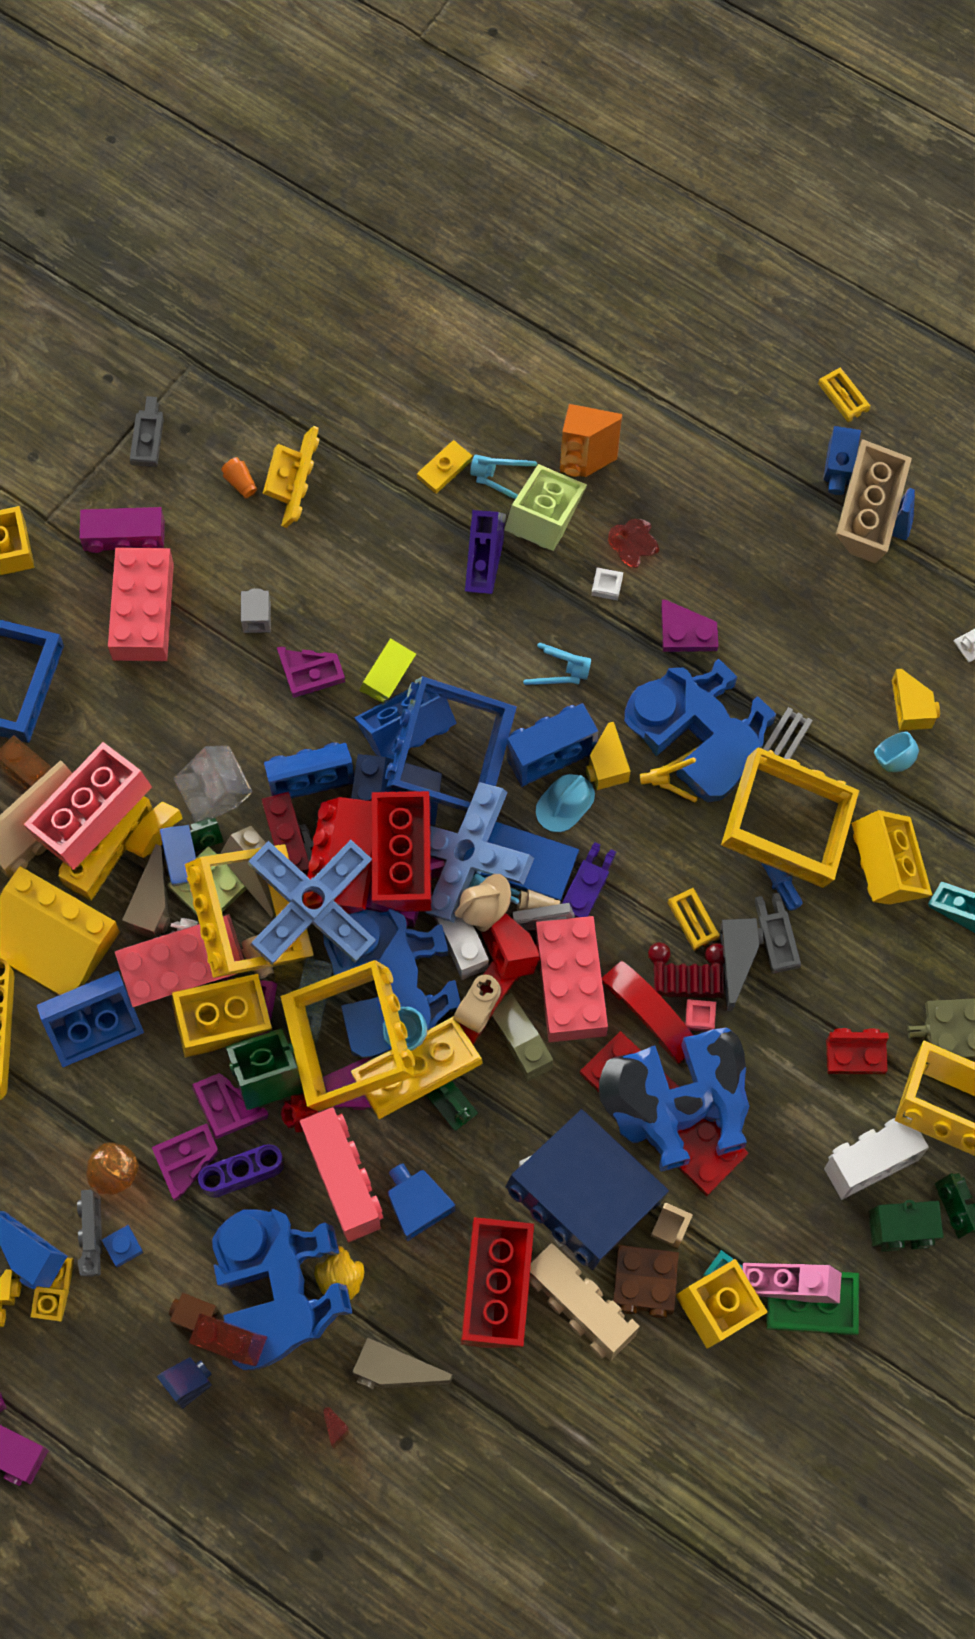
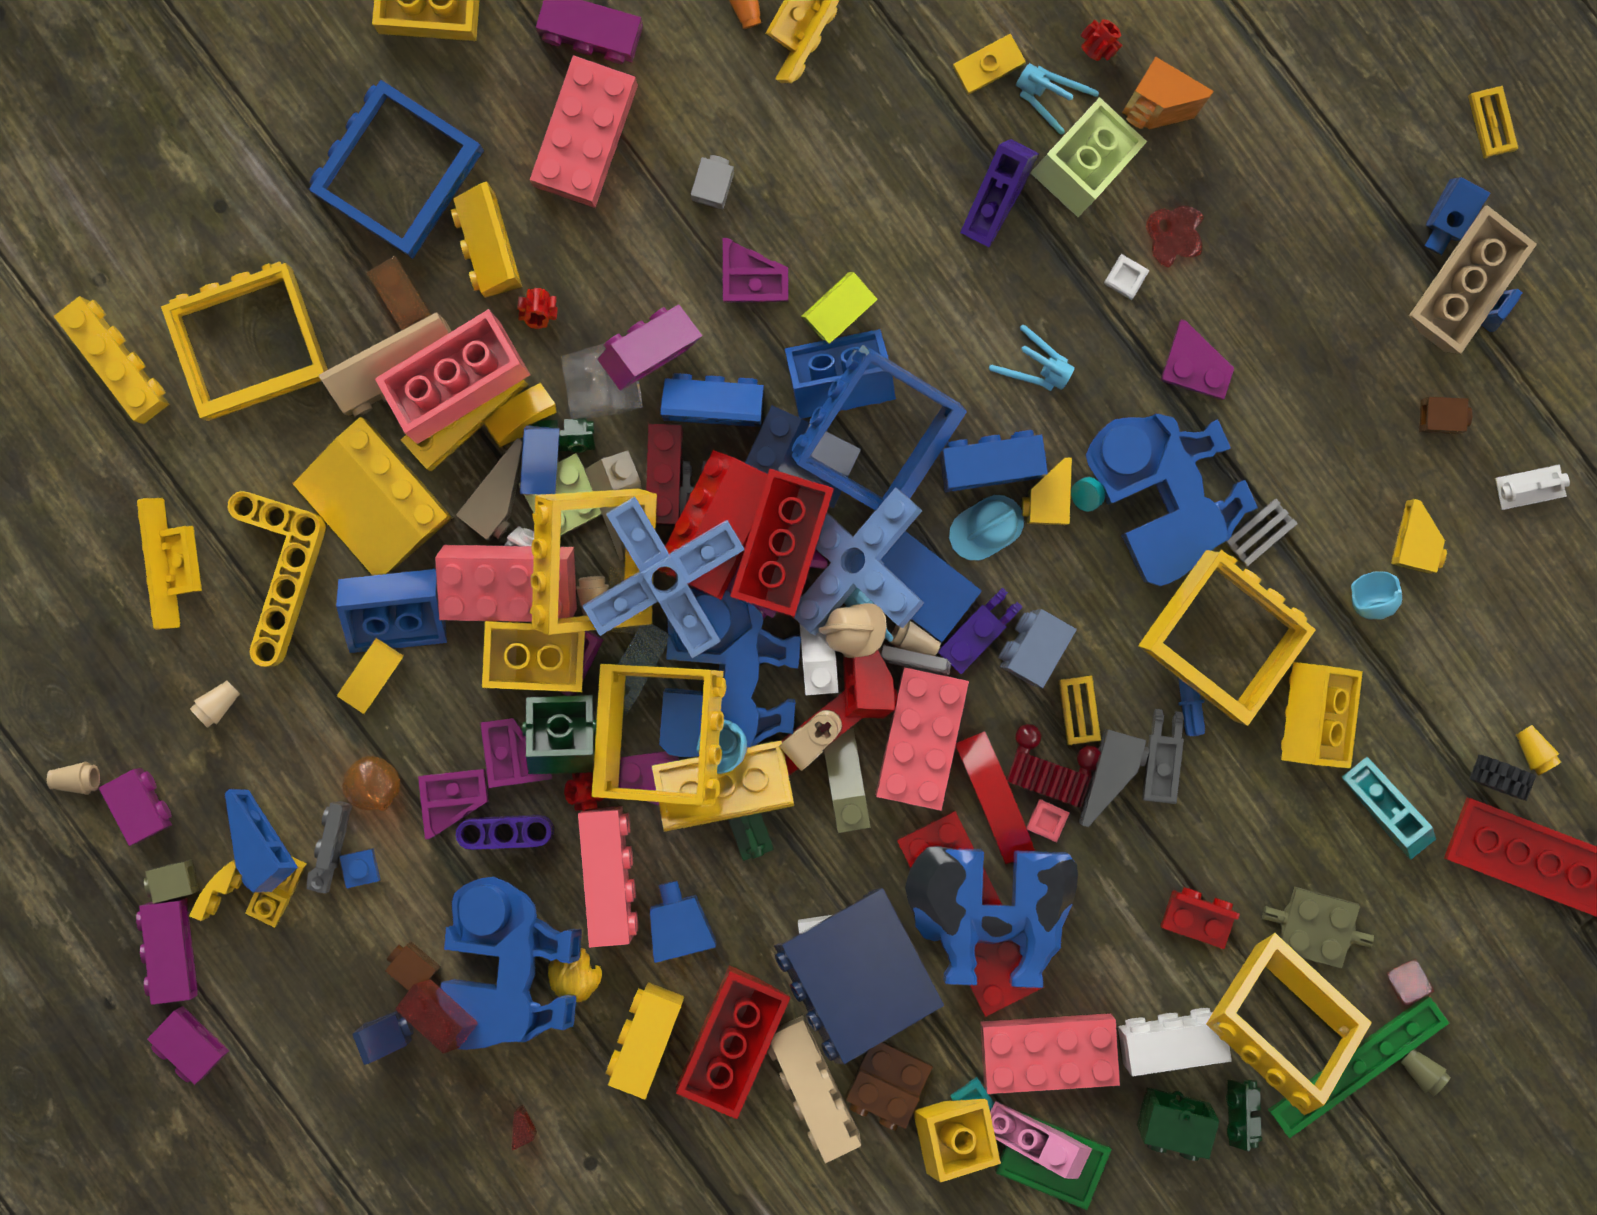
camera: 15 degrees right, 20 degrees up
(85, 704) = (485, 241): none -> yellow slope
(85, 1077) = (370, 675): none -> yellow slope
(142, 744) = (537, 308): none -> red gear
(243, 740) = (648, 346): none -> brick
(390, 1368) = (588, 1087): dark tan slope -> none
(418, 1305) = (644, 1040): none -> yellow brick
(524, 422) = (1101, 40): none -> red gear
(637, 749) = (1088, 494): none -> teal tile
(637, 869) = (1037, 647): none -> sand blue brick
(661, 775) = (1104, 534): yellow plant -> none
(671, 1225) = (935, 1038): tan panel -> none
(774, 1205) = (1050, 1053): none -> coral brick
(894, 605) = (1444, 415): none -> reddish brown brick

